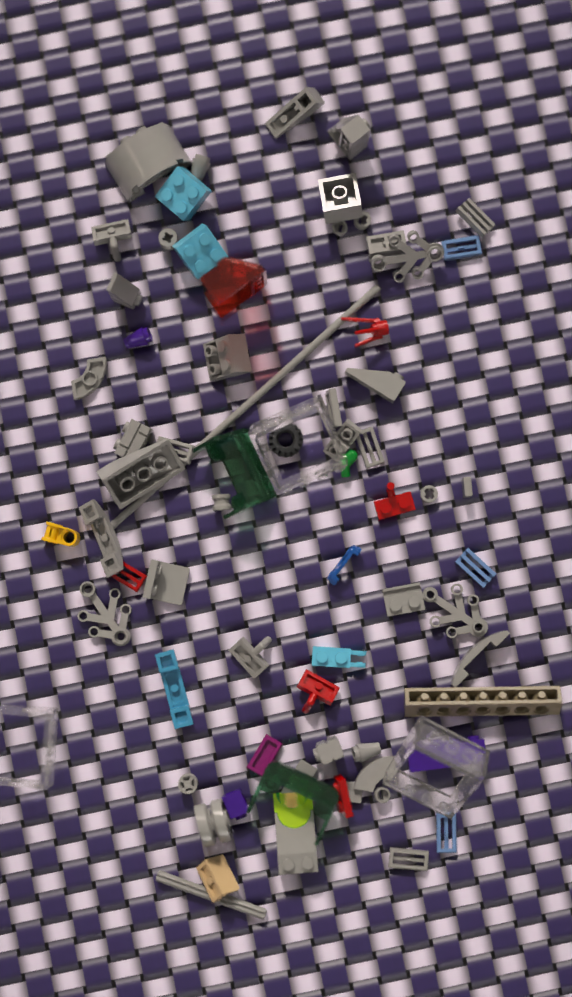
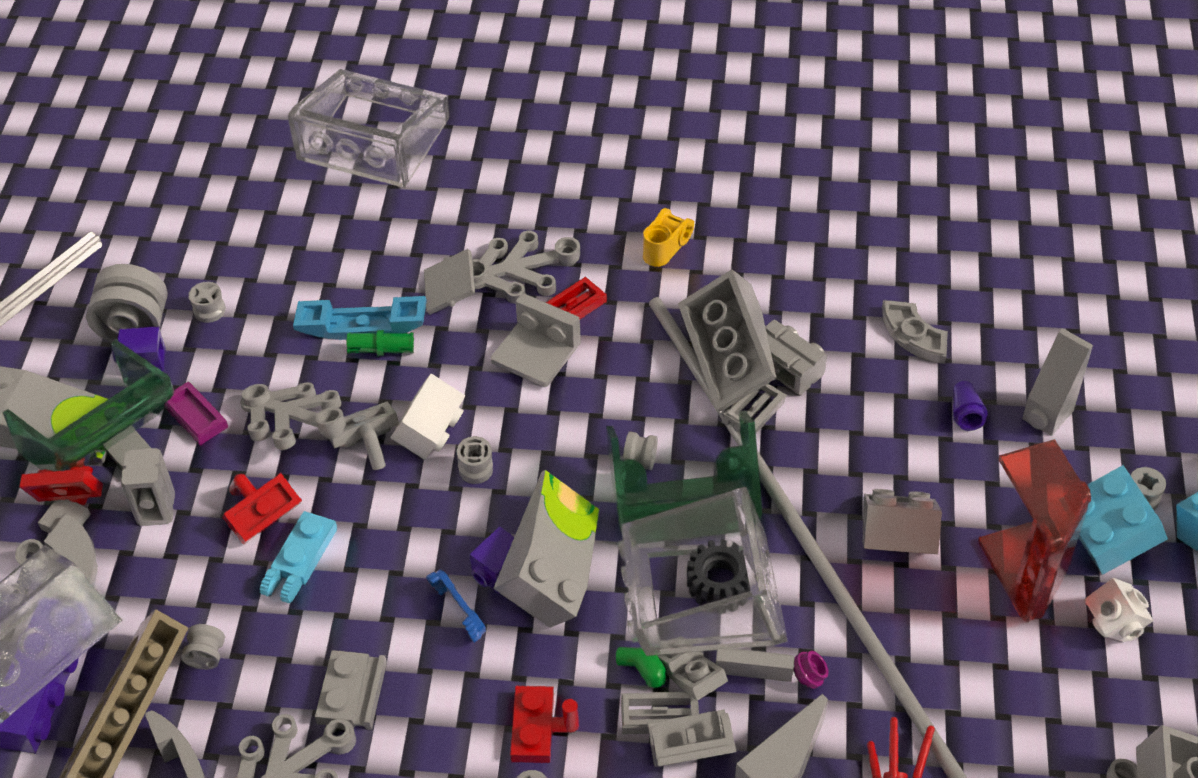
camera: 110 degrees right, 35 degrees down
(105, 536) = (681, 280): light grey slope -> none
(111, 234) = (1169, 409): light grey plate -> none
(132, 648) = (449, 281): none -> light grey piece
(188, 671) = (380, 342): none -> green pin
(217, 877) = (44, 302): tan panel -> none
(236, 621) = (428, 417): none -> white brick
(251, 241) = (1119, 610): none -> white brick
(252, 589) = (475, 460): none -> light grey wheel
(253, 700) = (259, 399): none -> light grey plant
(302, 525) = (550, 553): none -> light grey slope
(313, 552) = (490, 557): none -> dark purple brick
(326, 381) = (810, 669): none -> magenta plate
(365, 751) = (117, 550): light grey cone -> none
(383, 427) = (691, 737): none -> light grey hinge
(406, 680) = (203, 646): none -> light grey wheel

